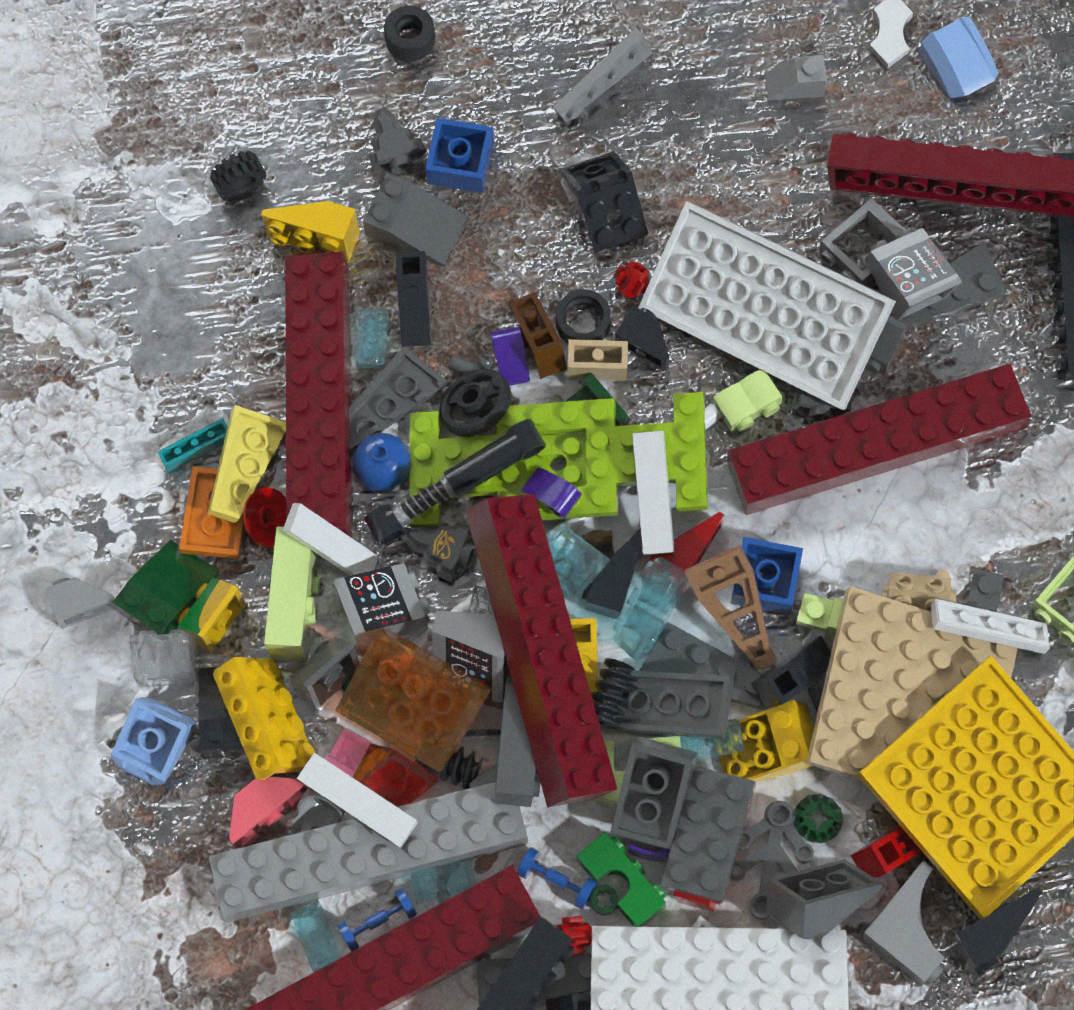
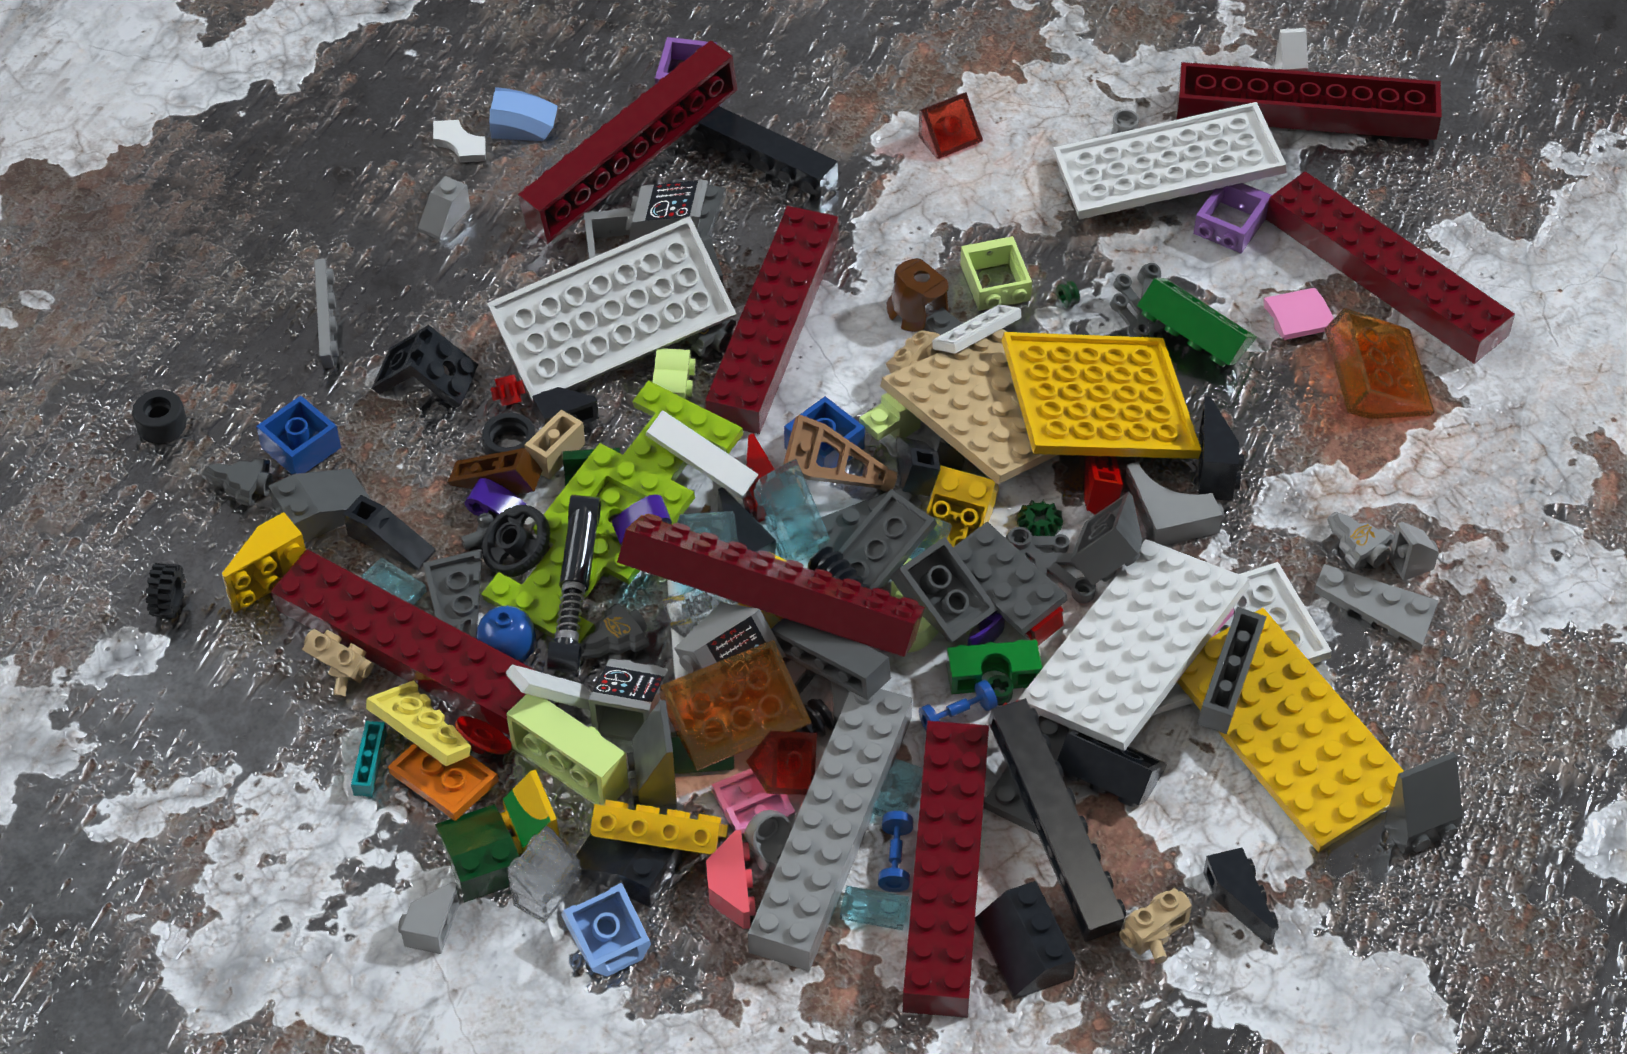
camera: 60 degrees left, 20 degrees down
(266, 351) = (343, 661): none -> tan brick
(357, 800) = (789, 789): white tile -> none
(981, 549) = (913, 288): none -> reddish brown piece

